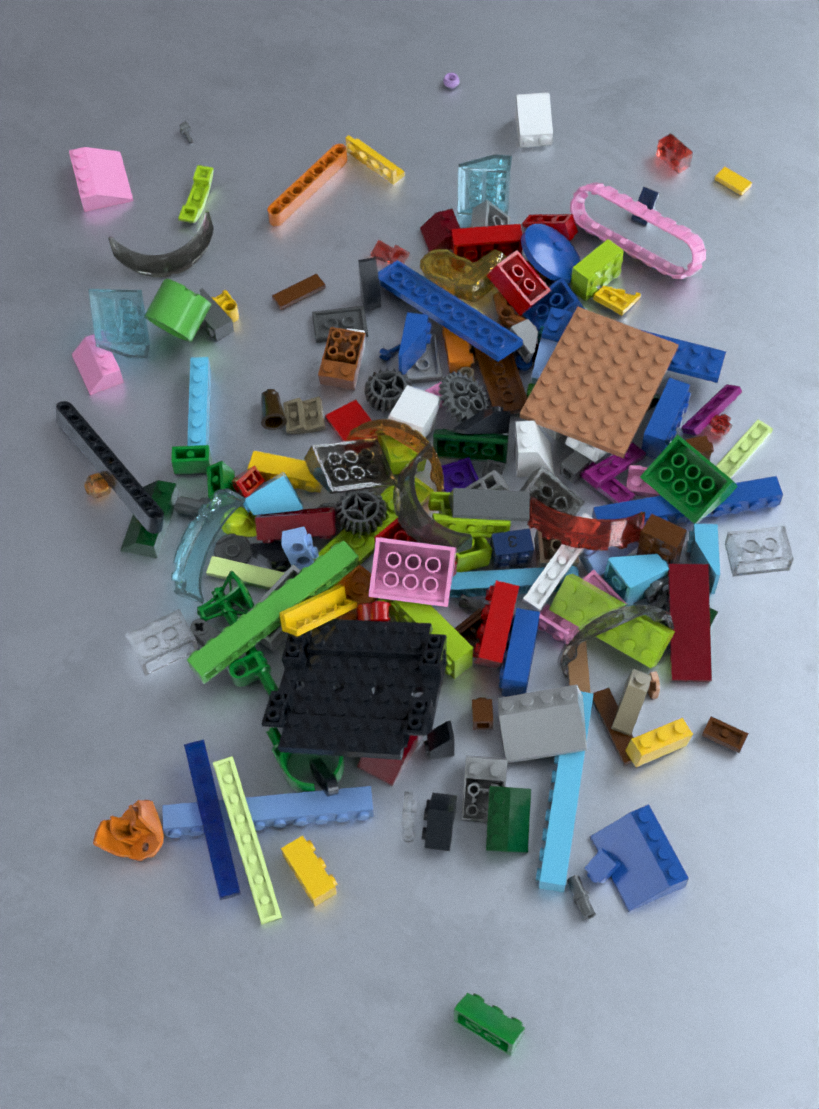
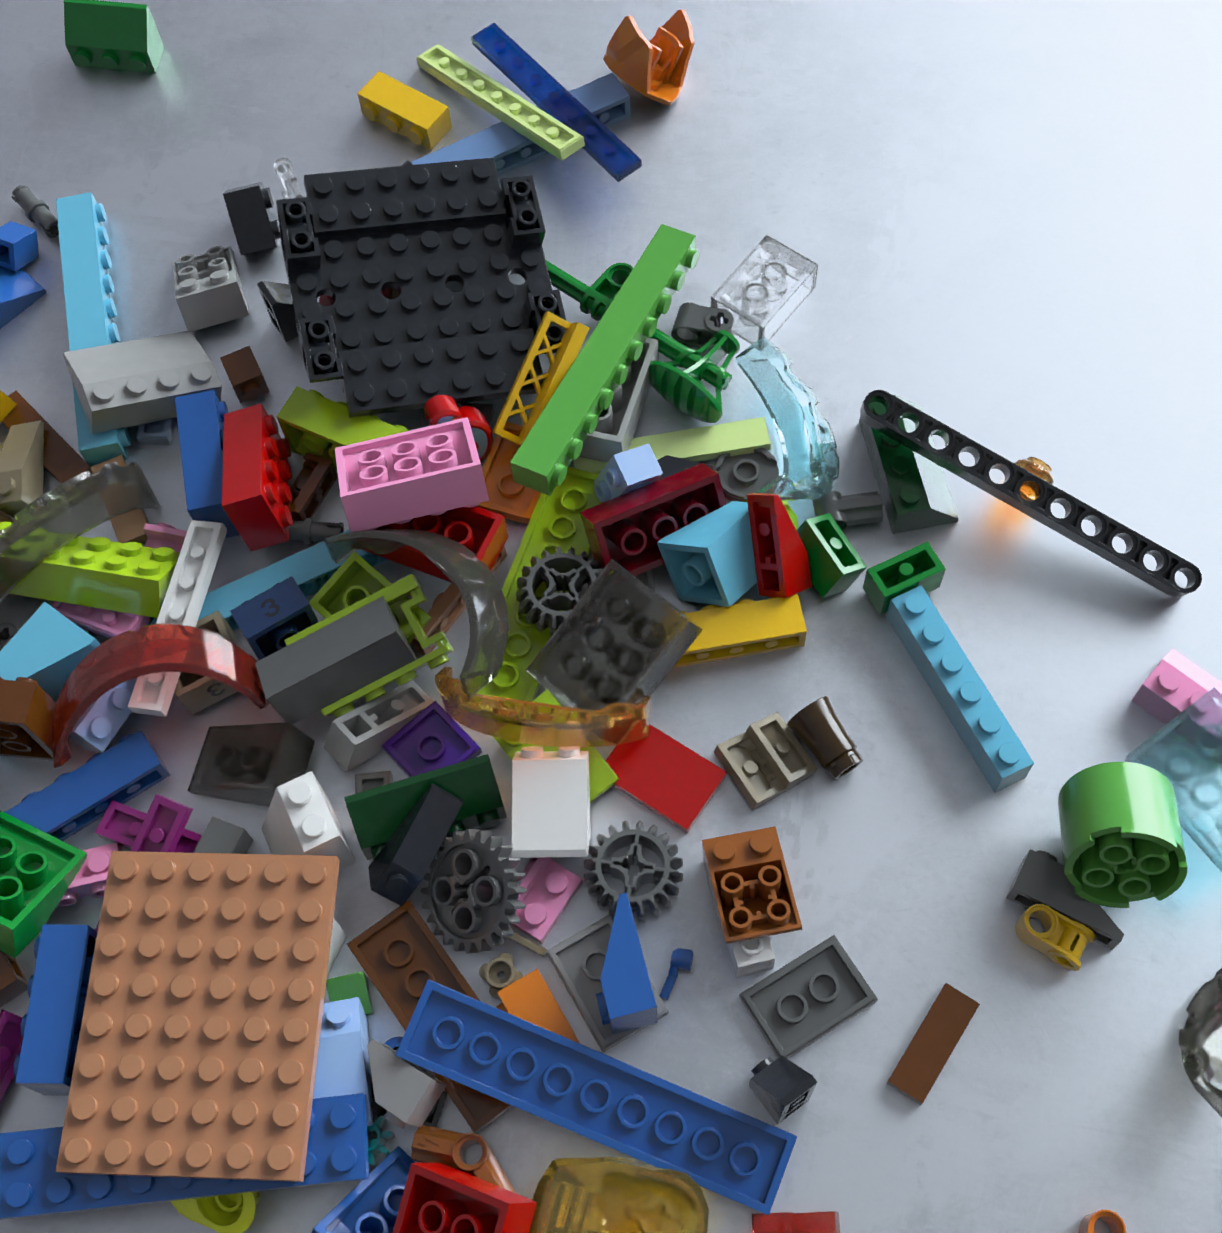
camera: 160 degrees right, 5 degrees up
(508, 819) = (158, 244): dark green slope -> none

